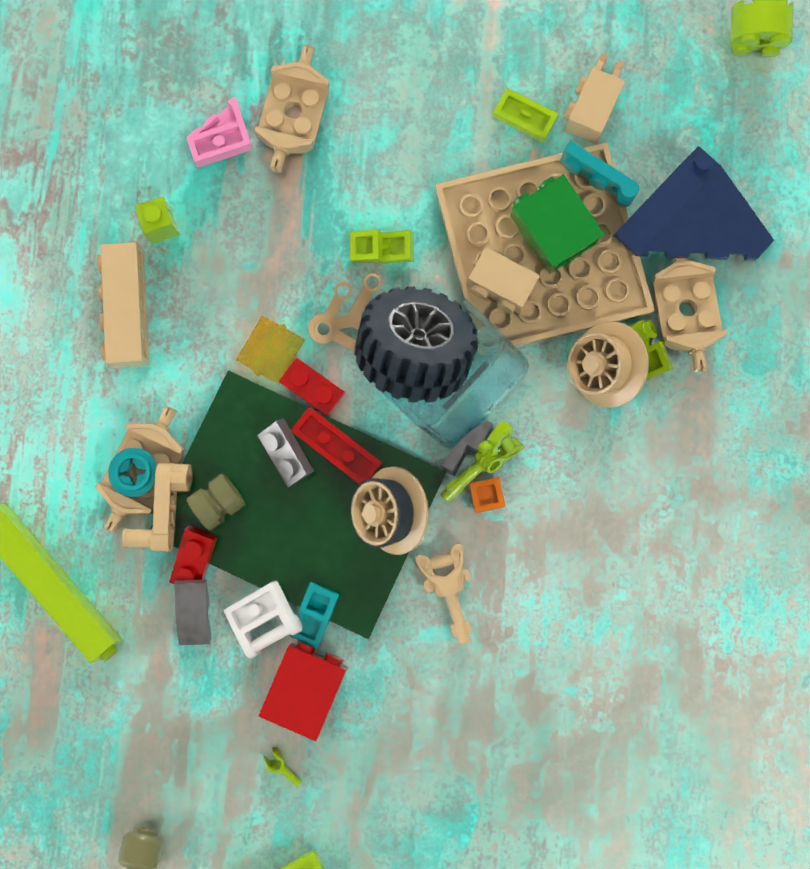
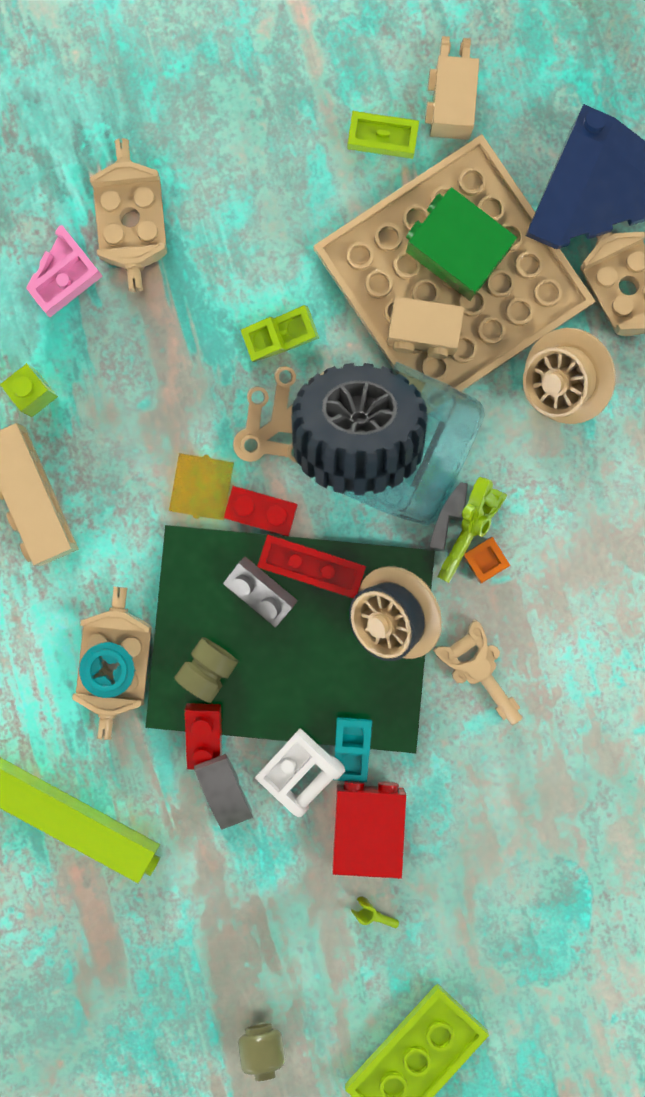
camera: 20 degrees left, 5 degrees up
(168, 481) = (148, 665): tan beam -> none
(599, 174) = (488, 172): teal plate -> none
(657, 354) = (617, 348): lime plate -> none

